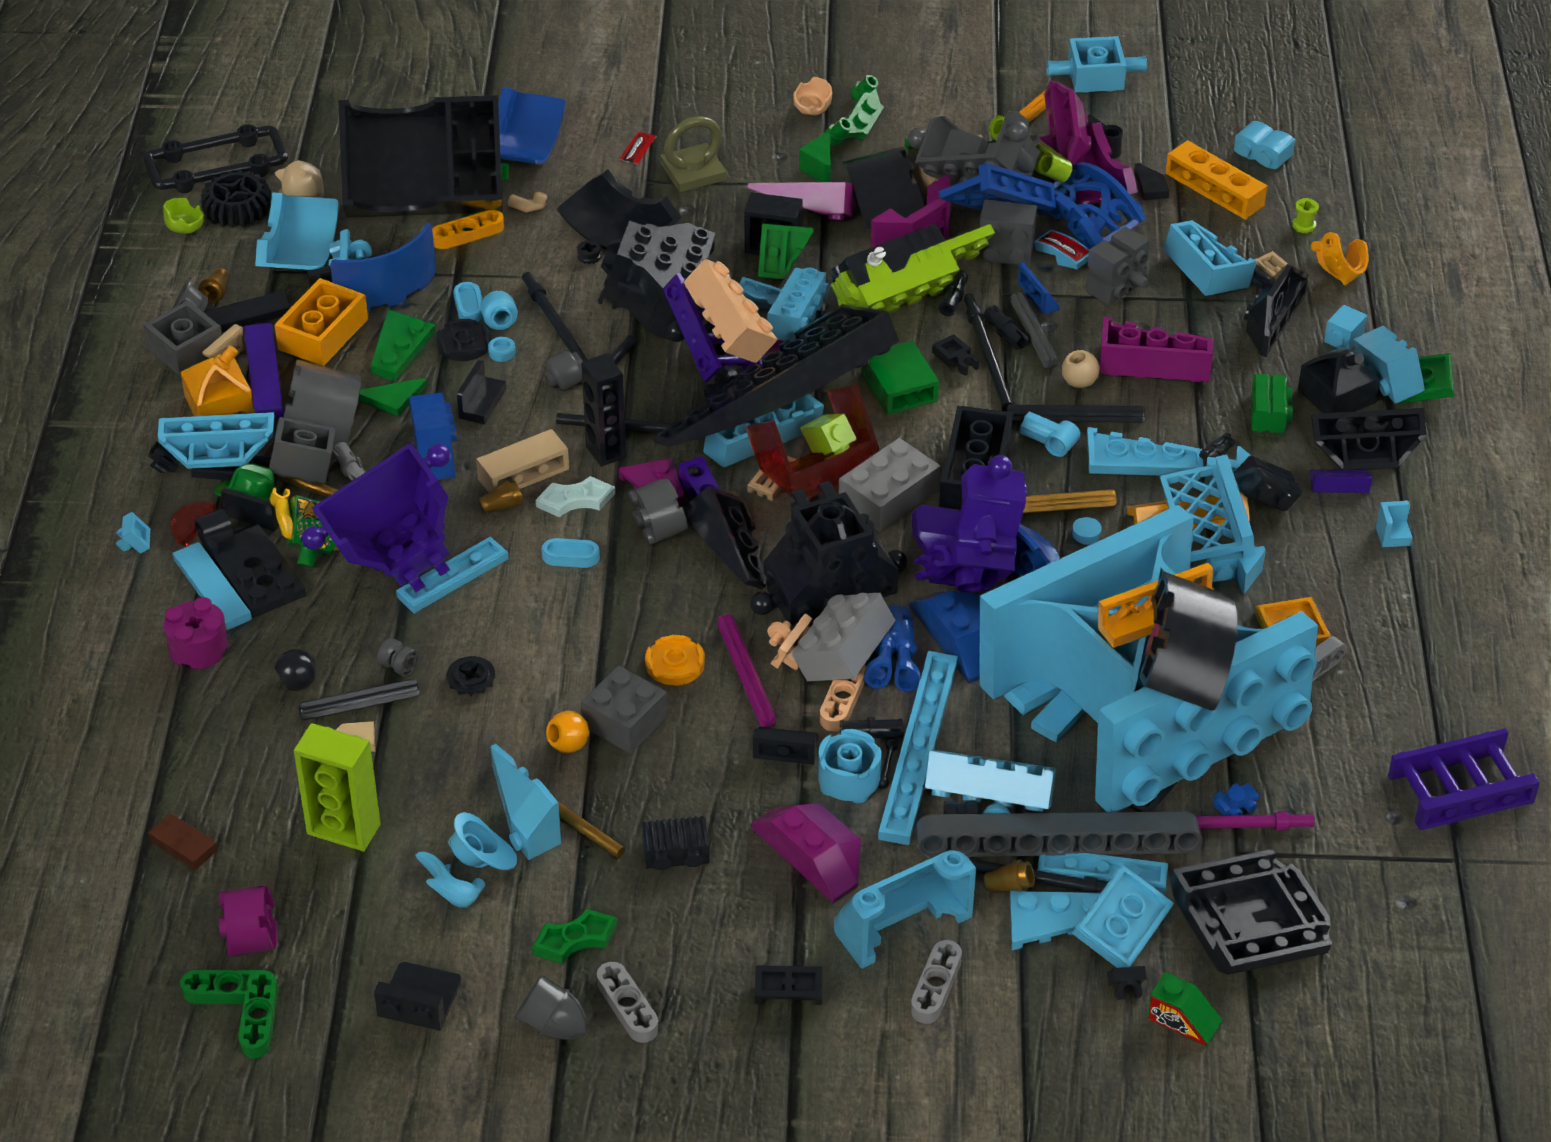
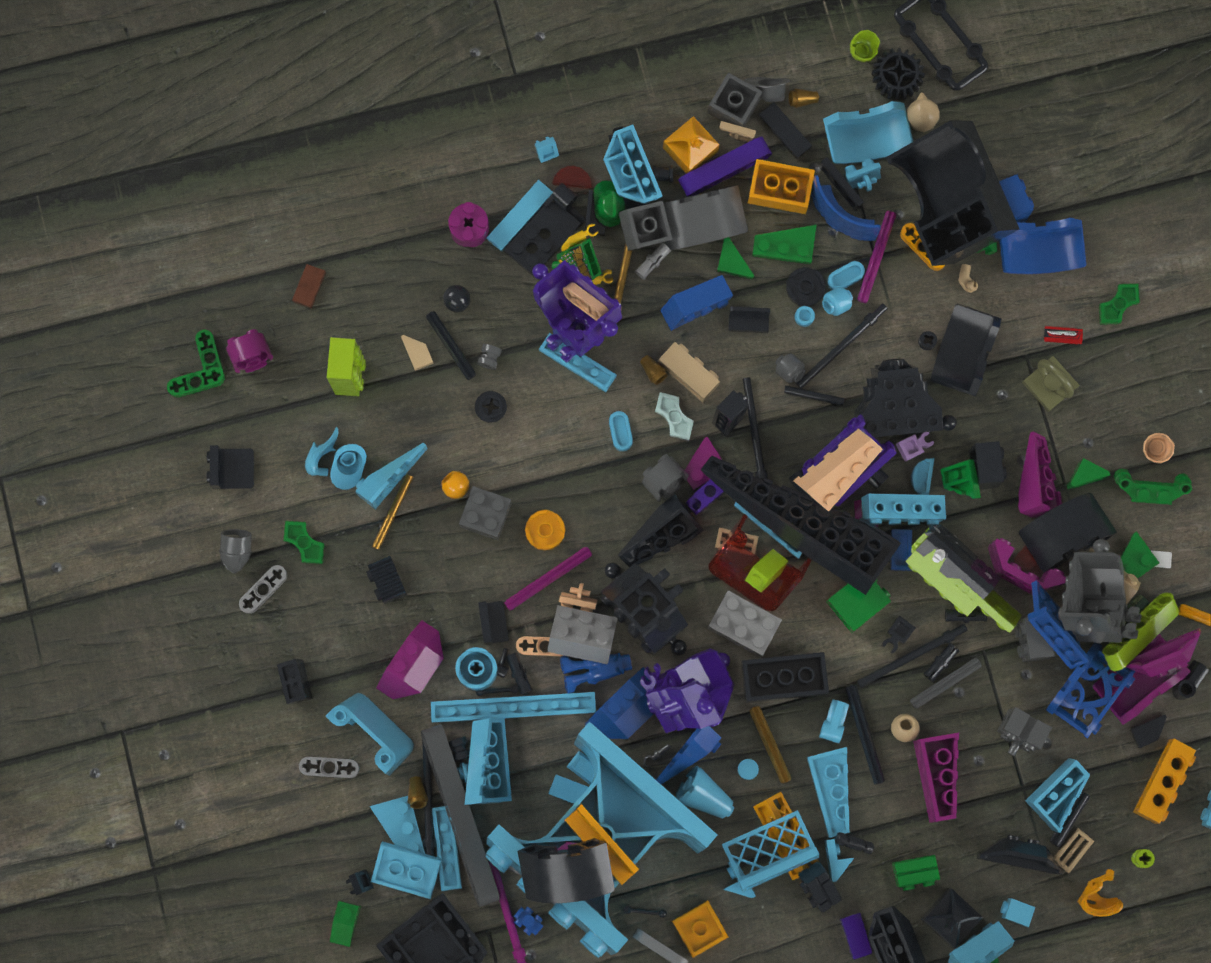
camera: 70 degrees right, 35 degrees up
(383, 494) = (584, 301): none -> light nougat beam
(469, 274) = (876, 256): none -> magenta axle
(626, 100) = (1112, 311): none -> green tile
(1036, 290) = (991, 676): blue slope -> none
(1065, 248) = (1043, 684): slope -> none

